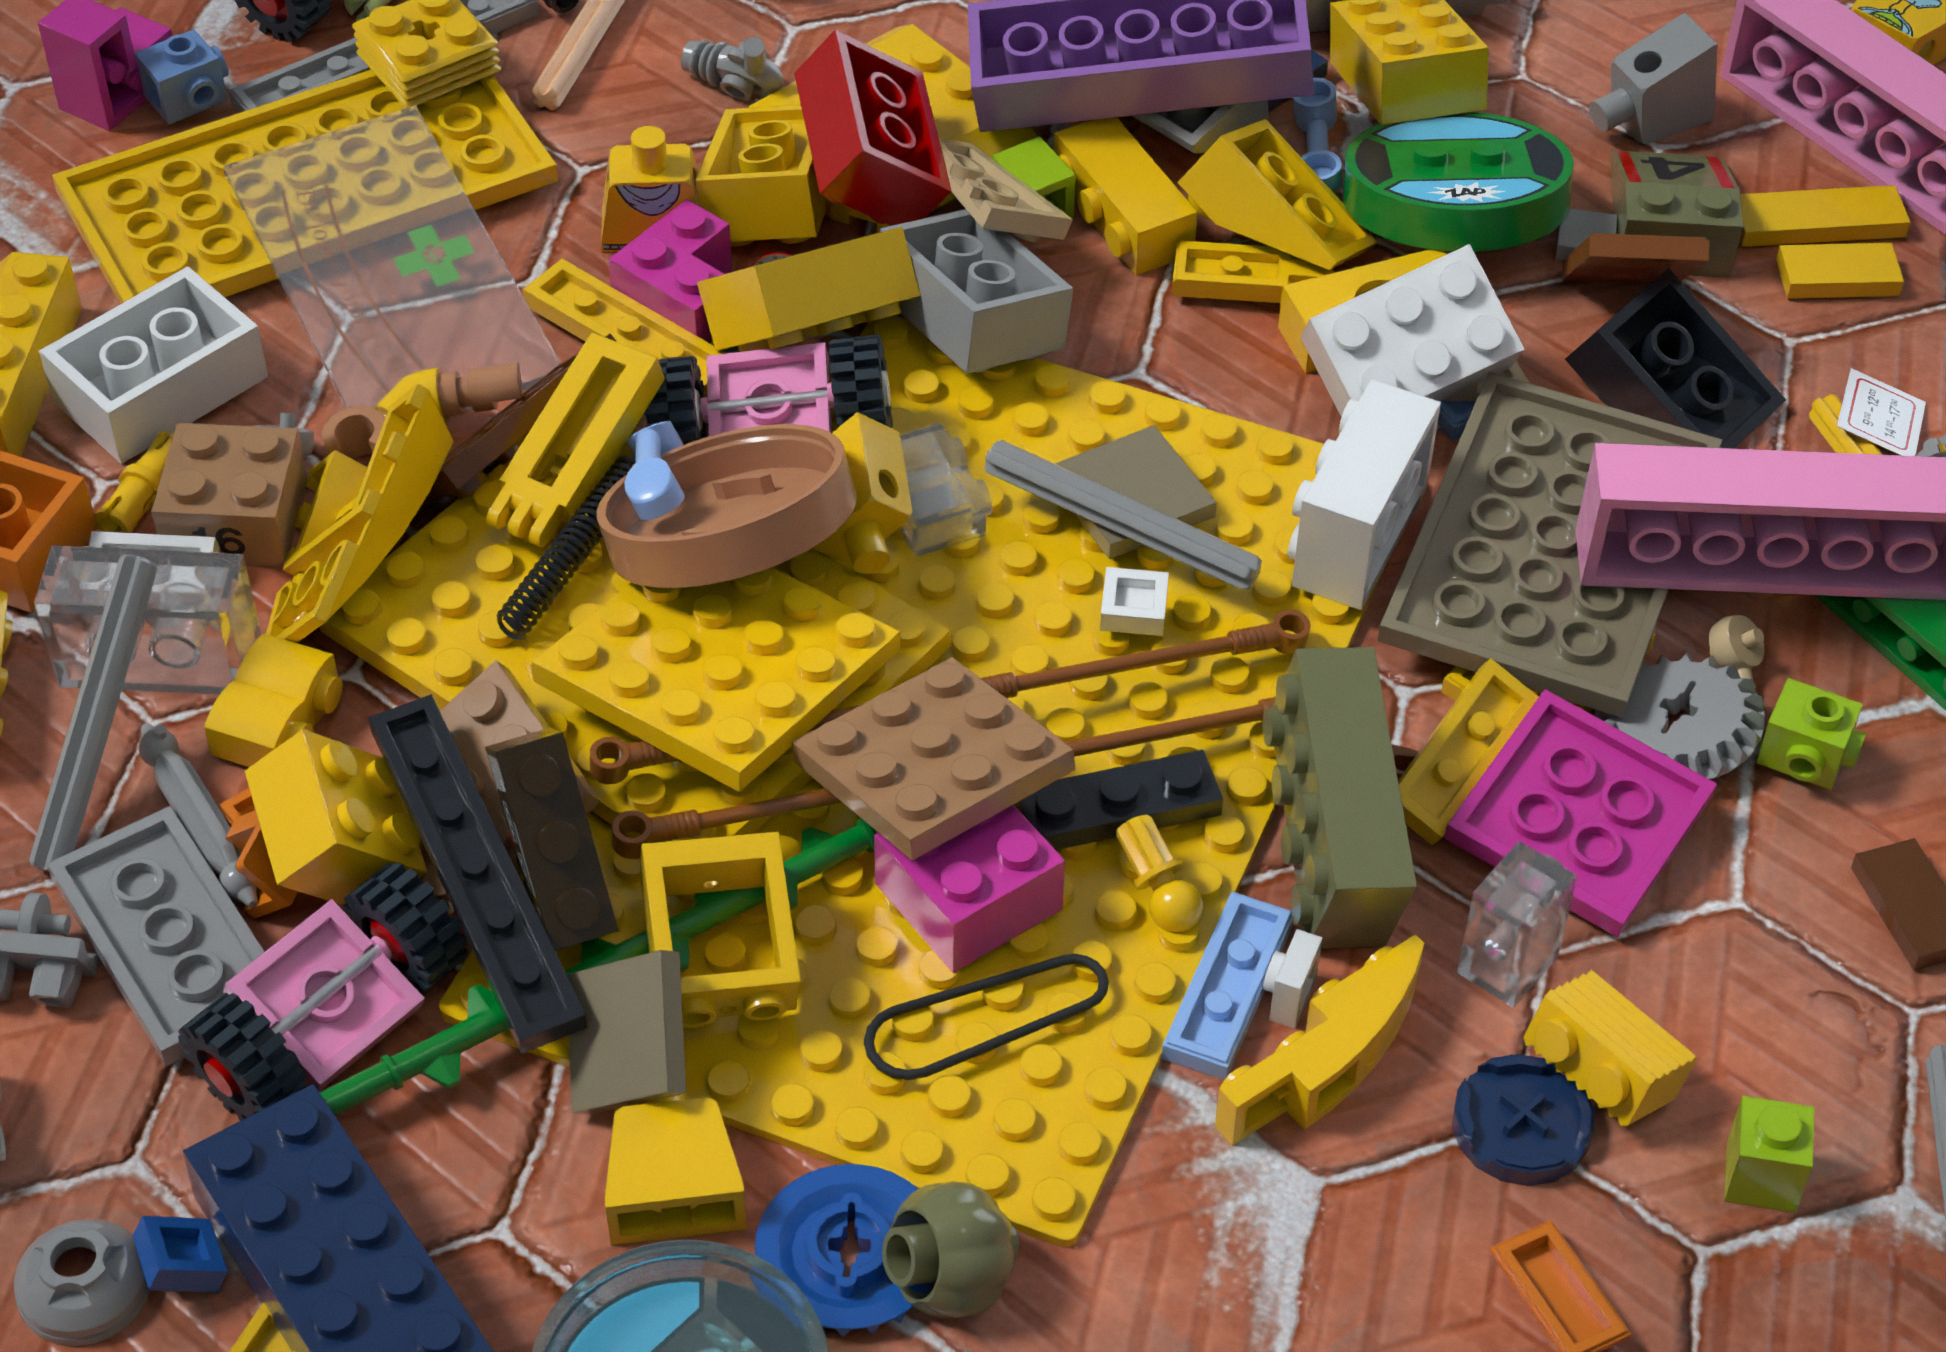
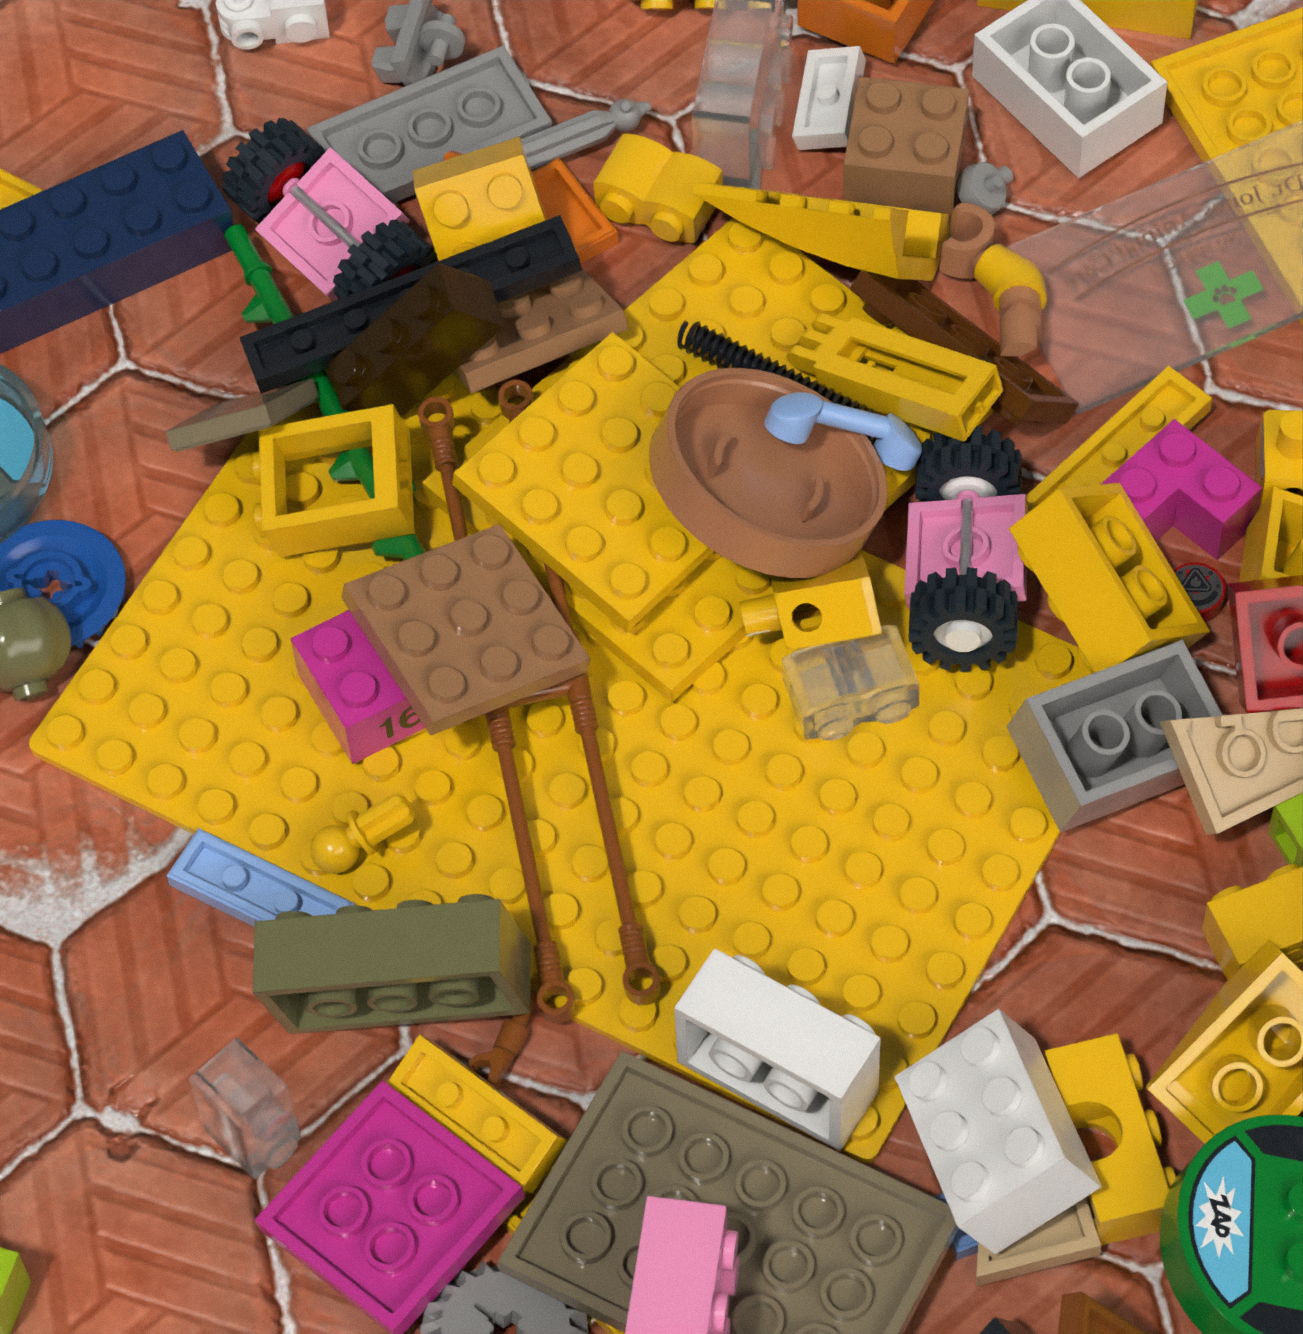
camera: 100 degrees right, 10 degrees up
(83, 1306) = (130, 117): light grey piece -> none
(94, 710) = (624, 46): light grey axle -> none
(136, 489) = (980, 101): yellow pin -> none
(179, 1254) = (119, 139): blue plate -> none
(672, 1172) = (132, 464): yellow torso -> none
(994, 1042) = (220, 706): black piece -> none
(1097, 803) = (456, 814): black plate -> none
(1123, 515) = (788, 839): light grey axle -> none
(1134, 601) = (689, 847): white plate -> none
(1148, 472) = (846, 868): dark tan tile -> none
(1237, 271) = (1177, 997): yellow hinge -> none
(1292, 977) = (234, 930): white plate -> none
(1343, 1042) = (168, 962): yellow slope -> none
(1522, 1120) = (78, 1109): dark blue tile -> none
(1609, 1048) = (113, 1172): yellow brick -> none

